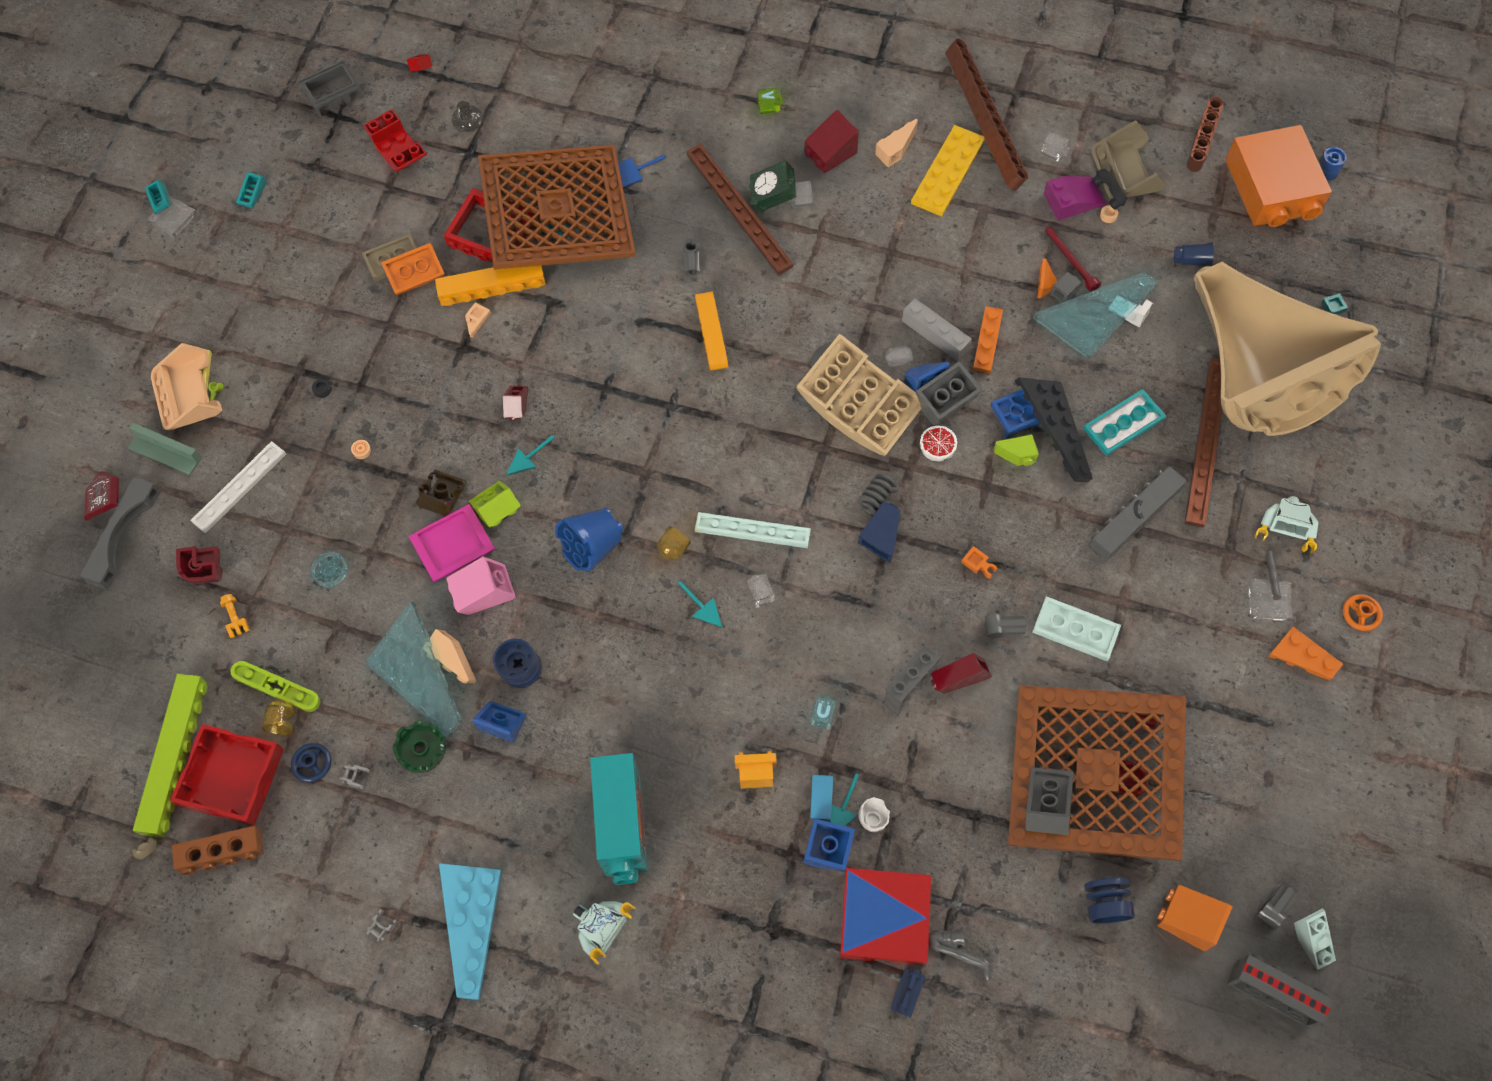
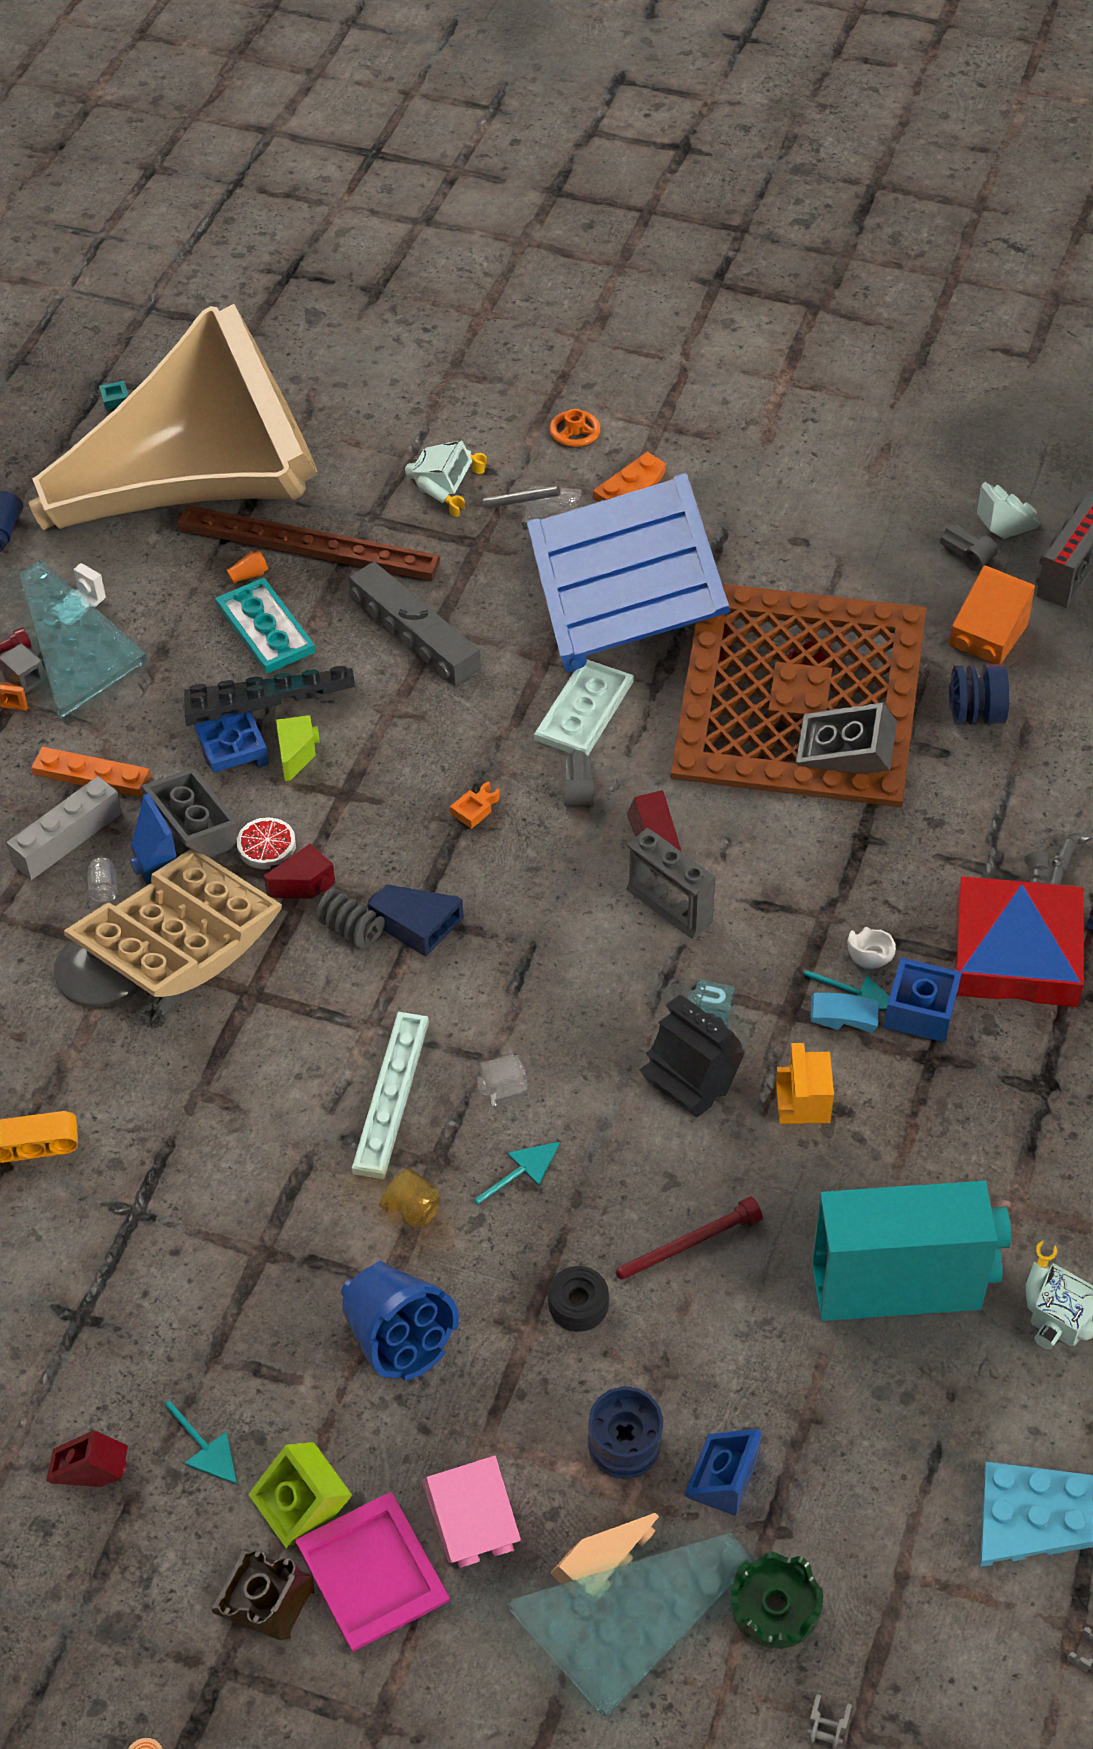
camera: 90 degrees left, 15 degrees down
(610, 628) = (578, 1317): none -> black tyre
(669, 734) = (745, 1213): none -> dark red piece
(772, 697) = (693, 1056): none -> black slope
(911, 465) = (301, 875): none -> dark red slope
(1177, 407) = (248, 567): none -> orange cone
(1199, 645) = (626, 569): none -> container

